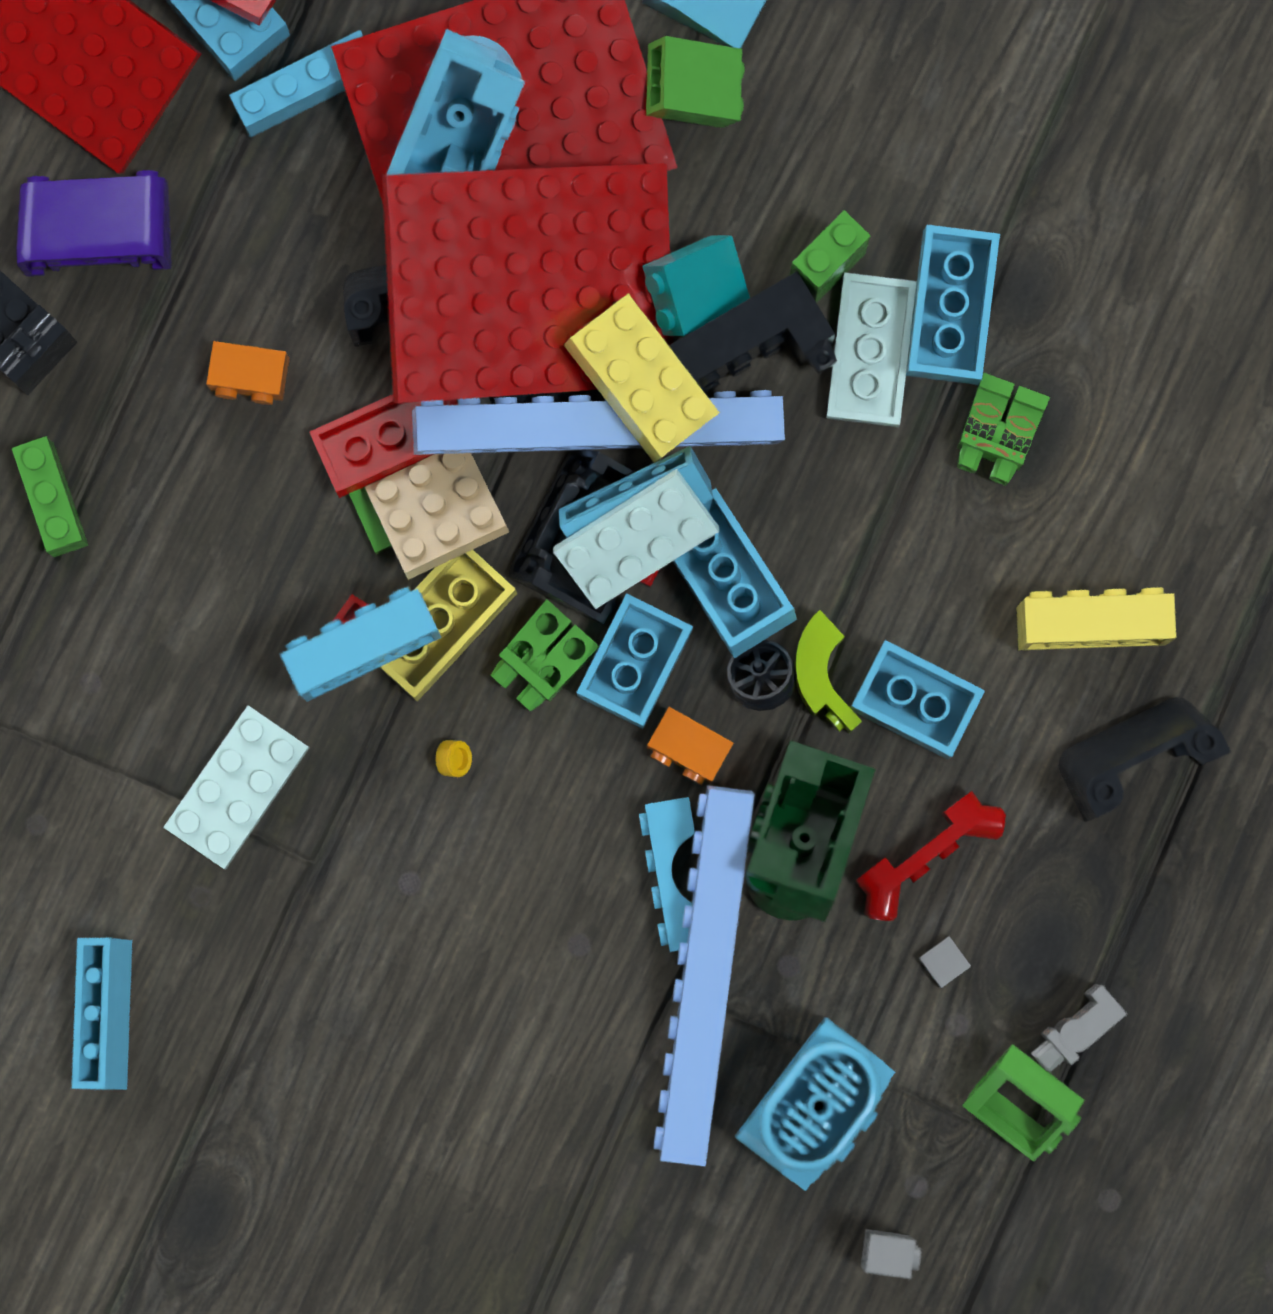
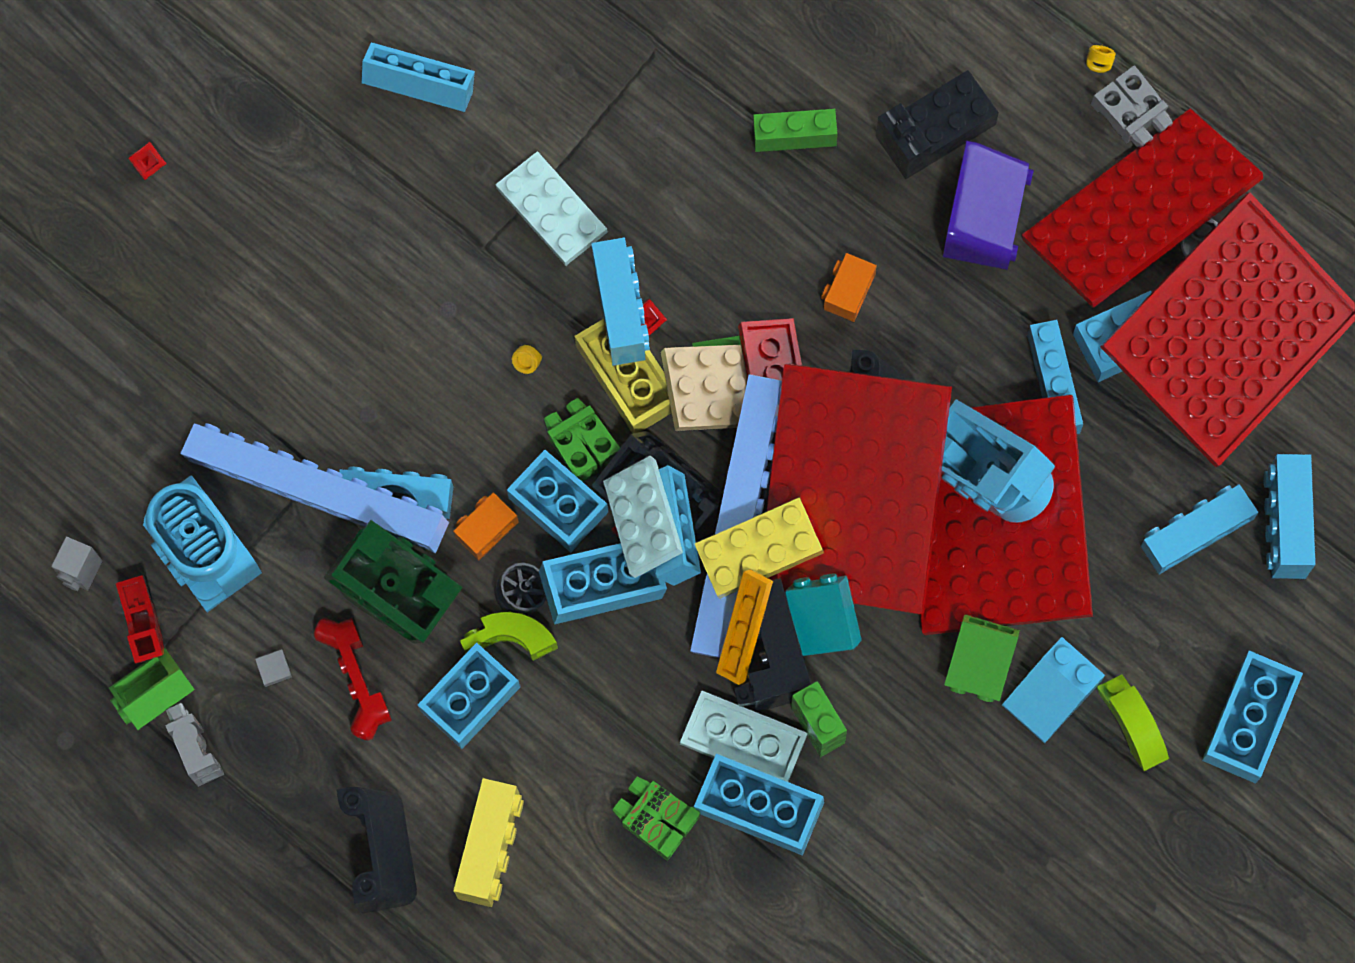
camera: 110 degrees right, 10 degrees down
(745, 371) = (744, 626): none -> light orange plate
(938, 1145) = (141, 619): none -> red arch

